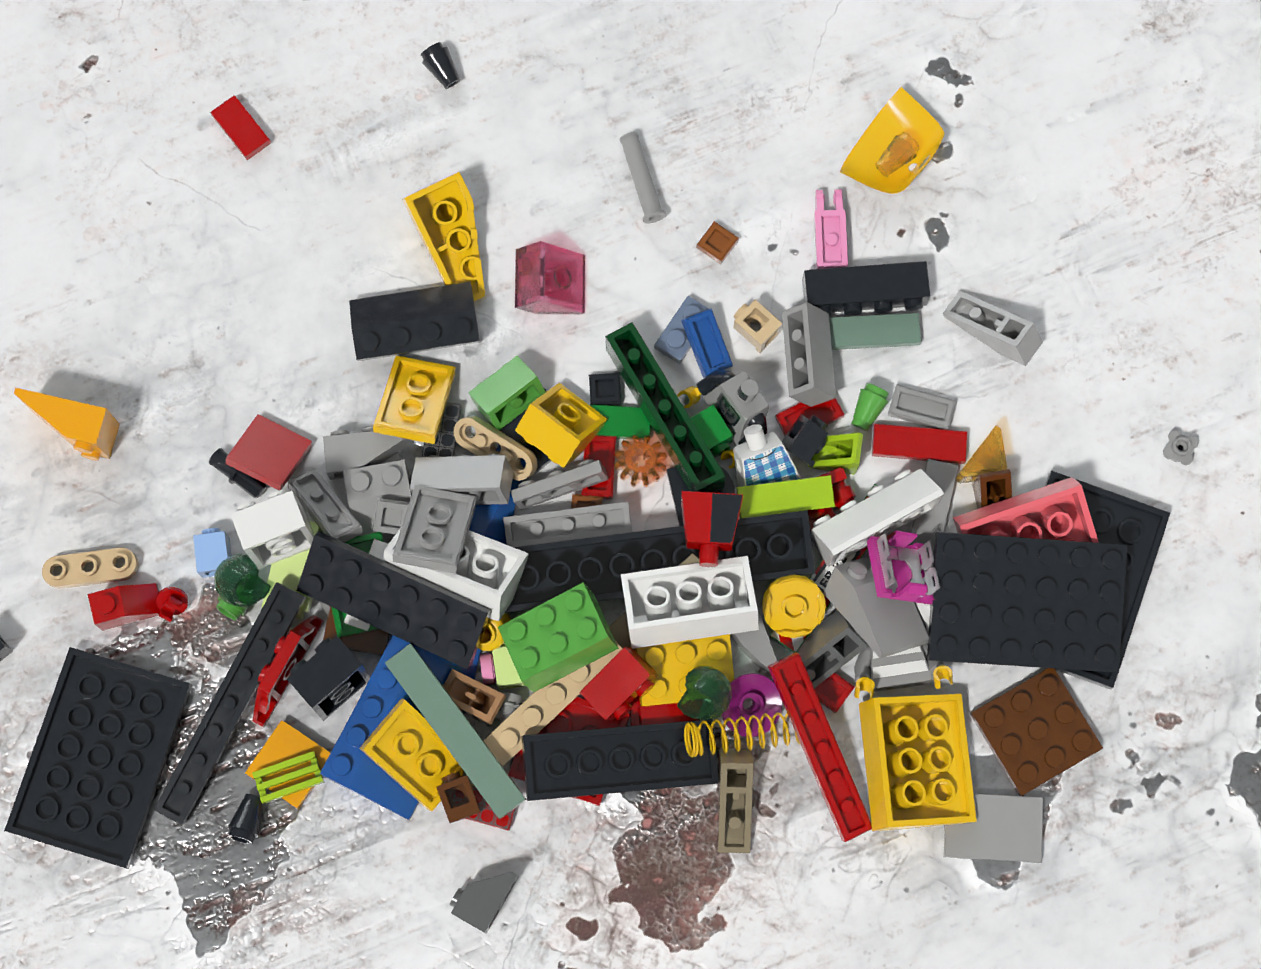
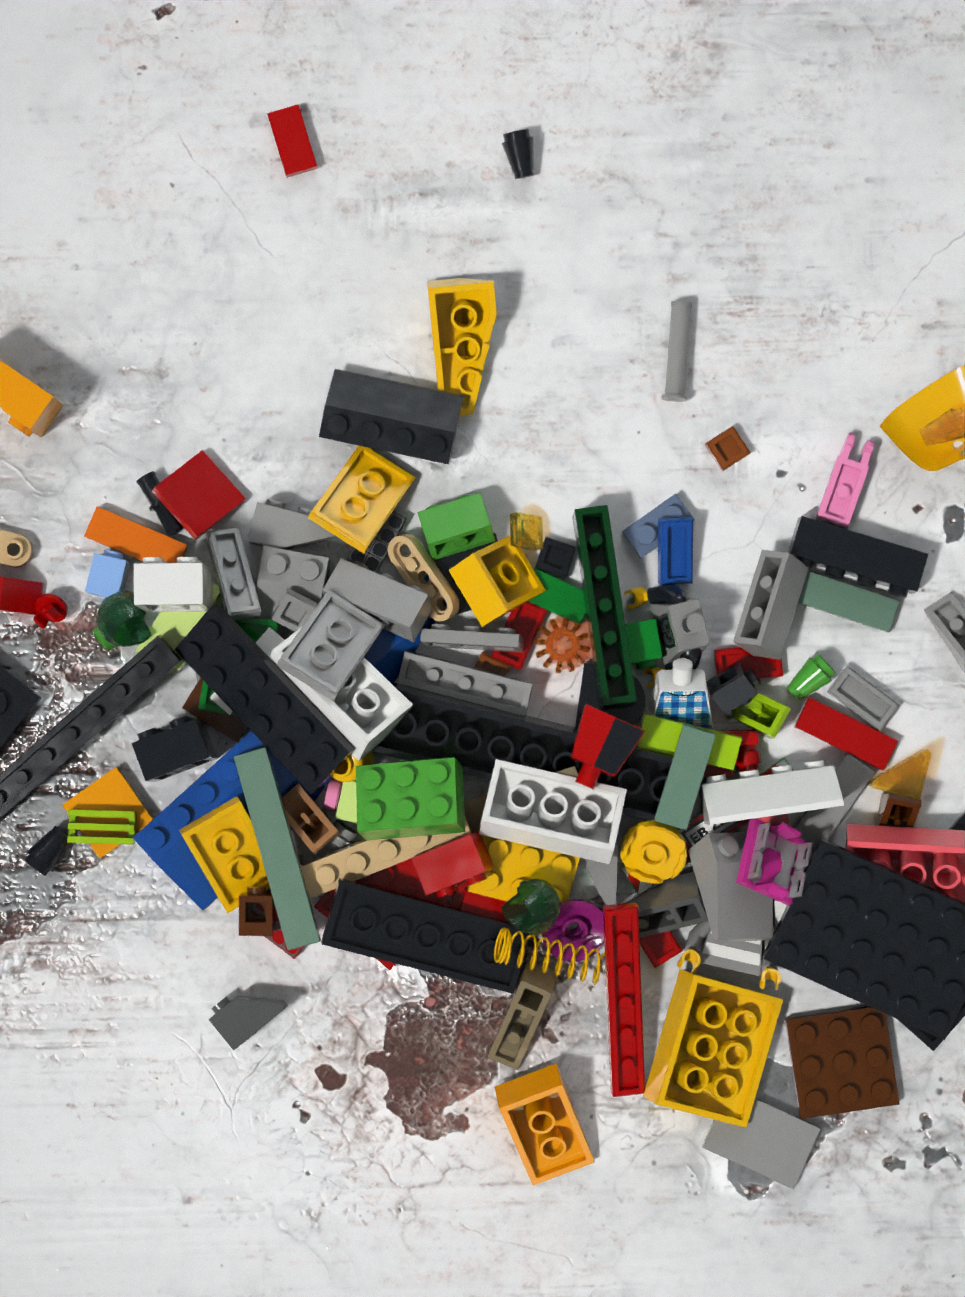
camera: 20 degrees right, 10 degrees up
(209, 513) = (132, 537): none -> orange tile
(274, 676) = (145, 708): red wing -> none
(549, 279) = (543, 424): clear pink slope -> none
(570, 375) = (526, 531): none -> clear yellow tile
(758, 314) = (744, 556): tan brick -> none
(794, 525) = (684, 776): none -> sand green tile
(794, 891) = (544, 1124): none -> light orange slope

